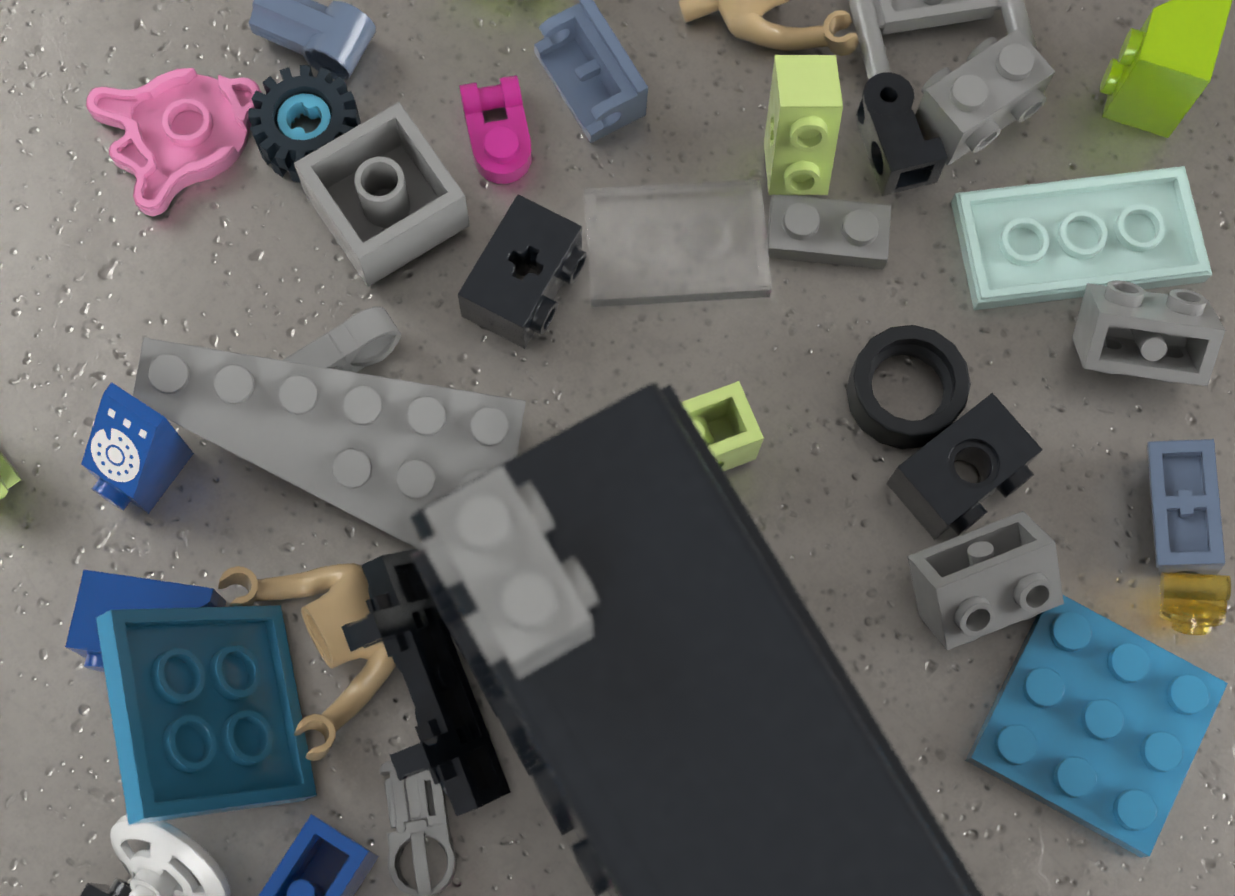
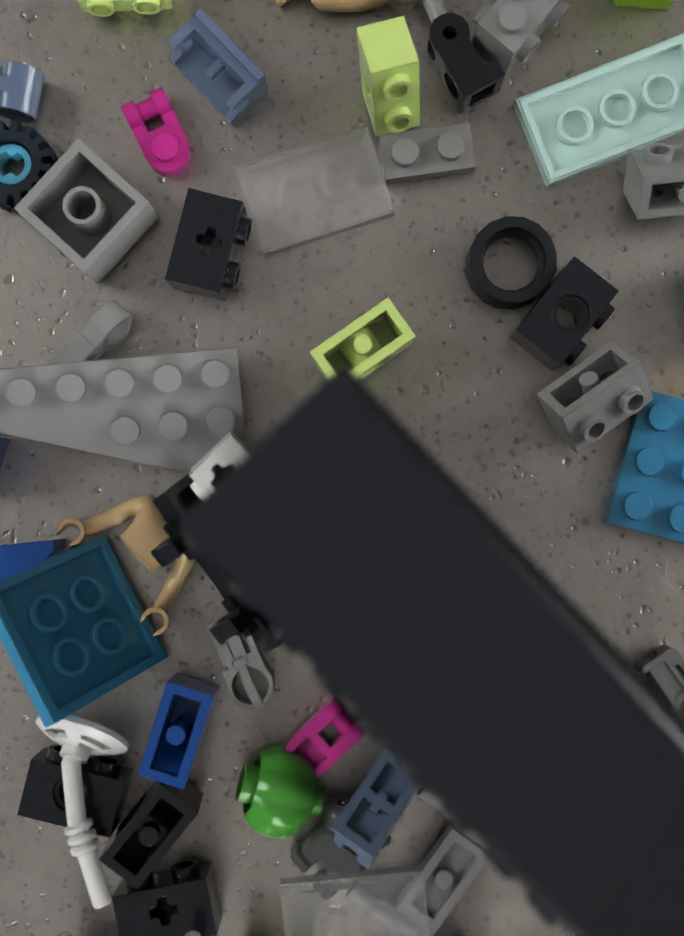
camera: 10 degrees left, 15 degrees up
(523, 595) = (261, 560): light grey brick -> none

